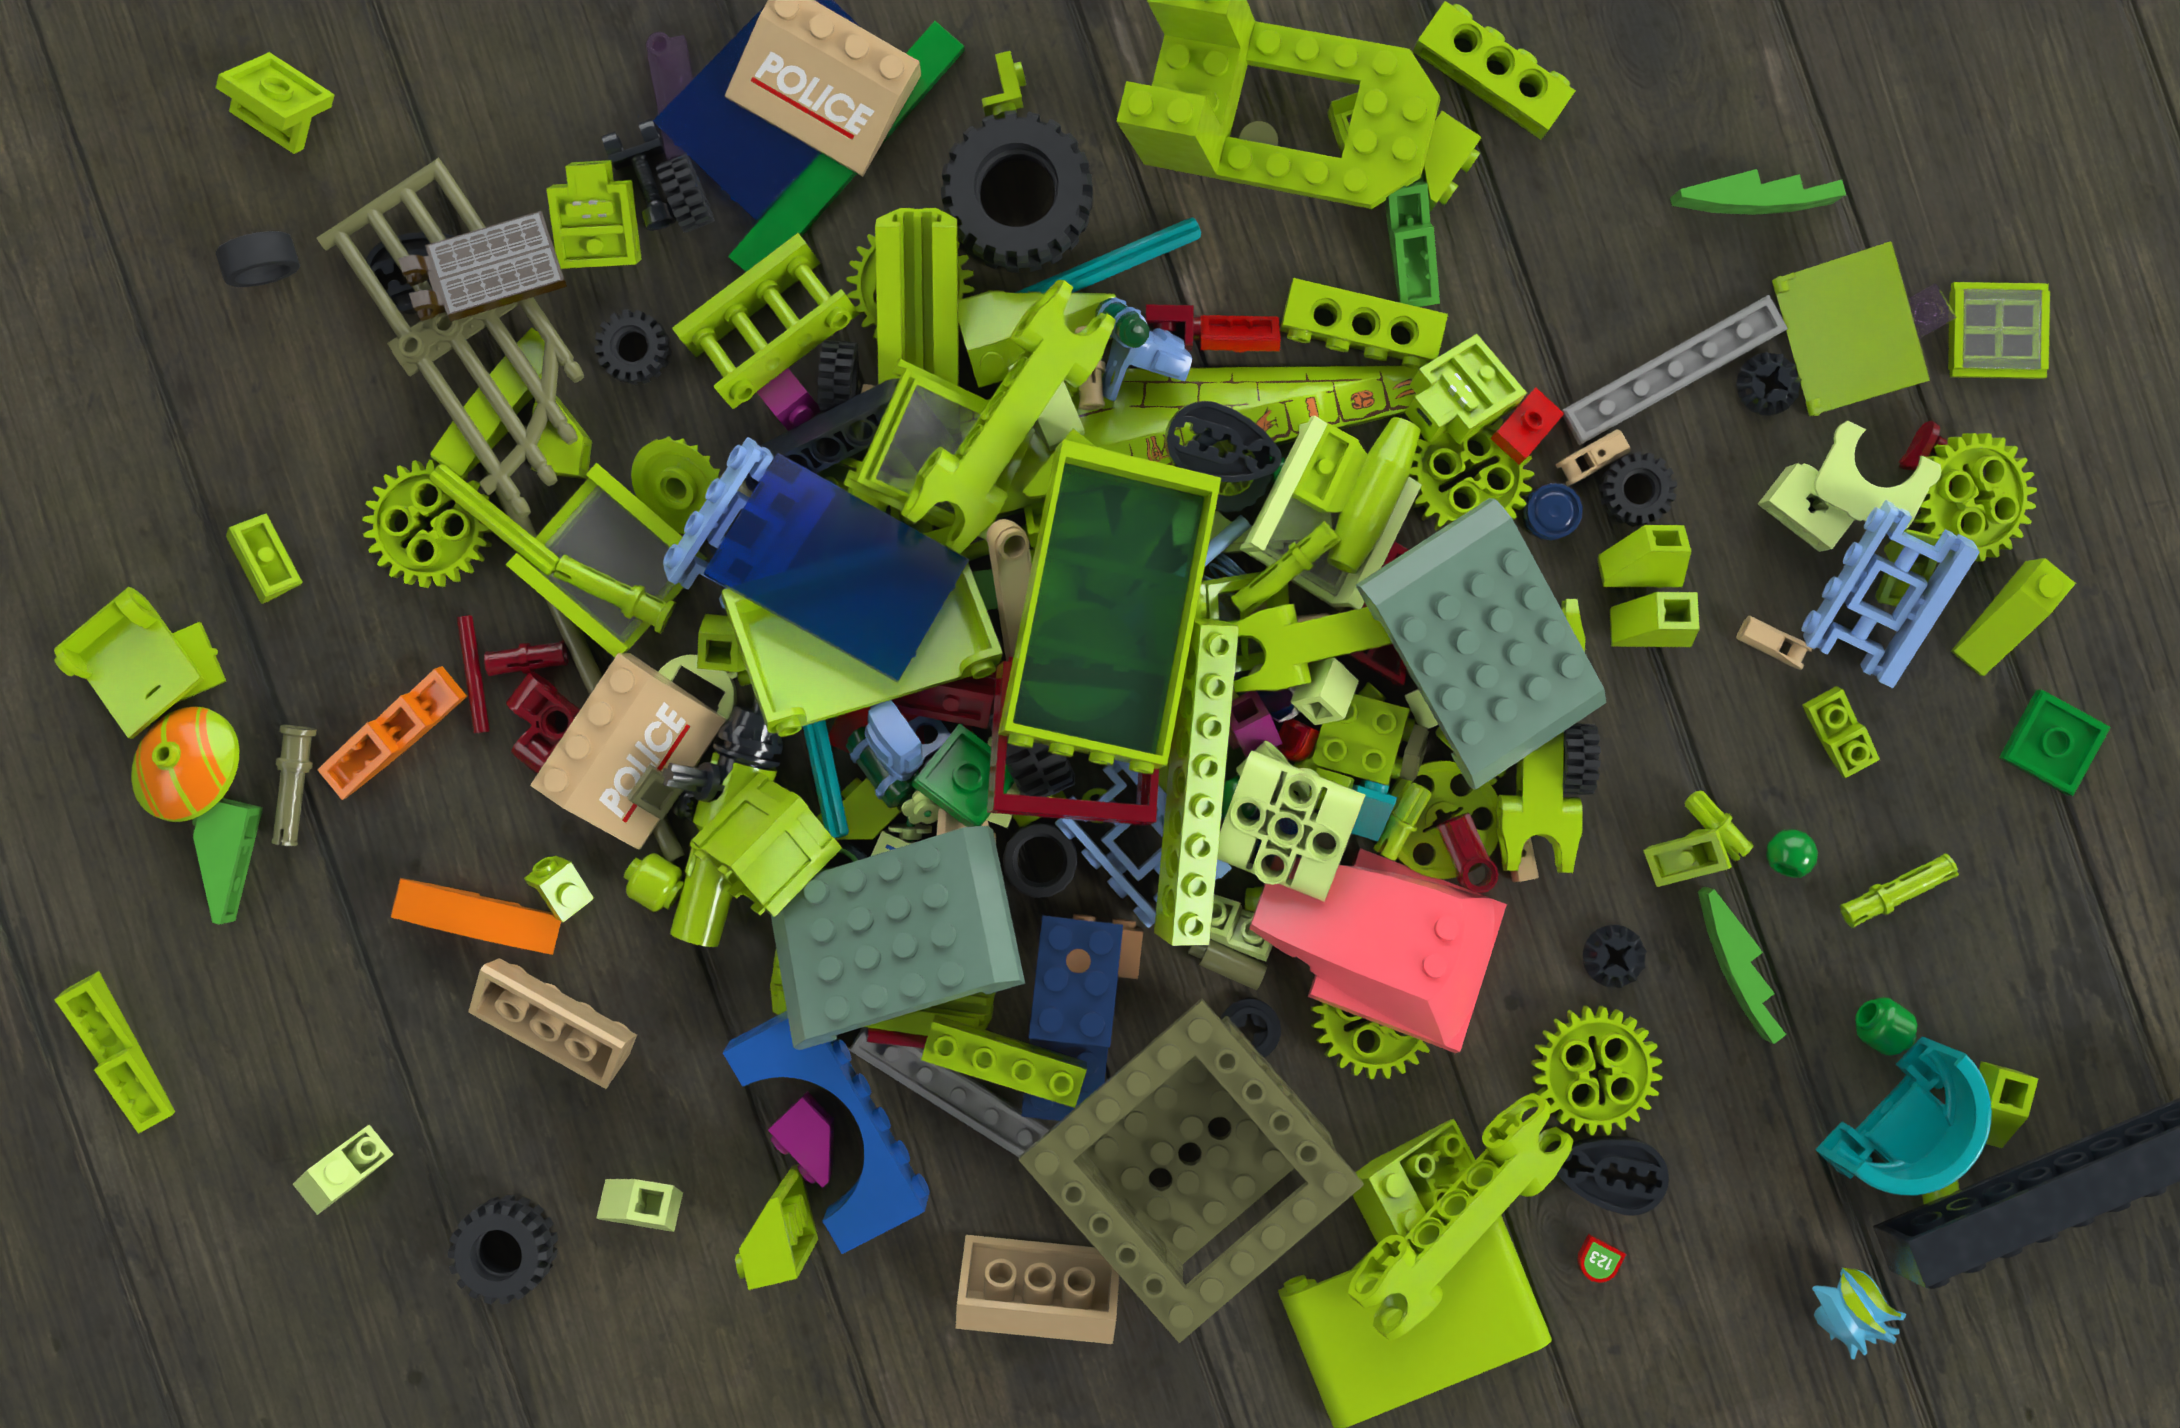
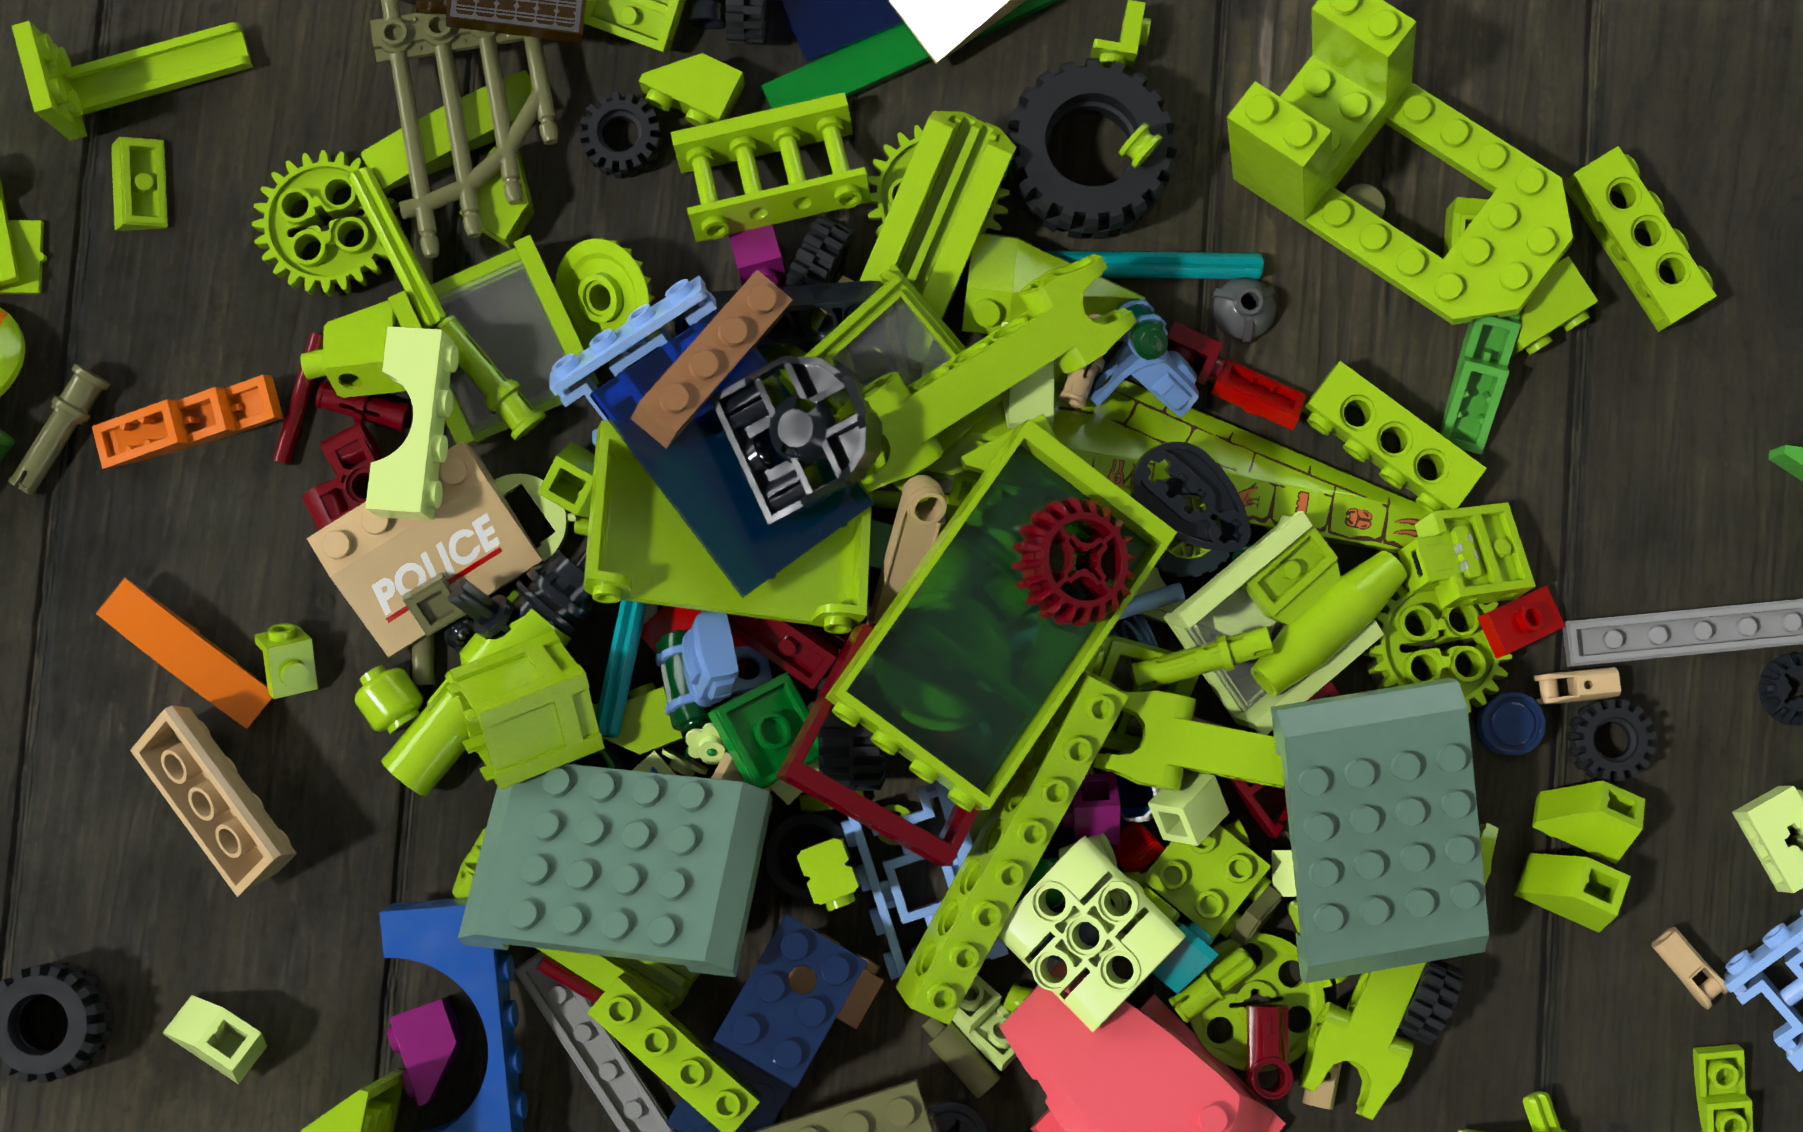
camera: 25 degrees right, 5 degrees down
(169, 510) = (66, 93): none -> lime bracket
(506, 617) = (354, 353): none -> lime torso
(588, 705) = (407, 480): none -> yellowish green arch
(675, 280) = (696, 86): none -> lime slope
(787, 501) = (710, 359): none -> medium nougat arch
(844, 522) = (760, 406): none -> black connector
(1056, 173) = (1140, 145): none -> lime bush
(1063, 867) = (830, 875): none -> lime brick
(1169, 530) = (1049, 561): none -> dark red gear
(1194, 280) = (1234, 318): none -> dark grey piece

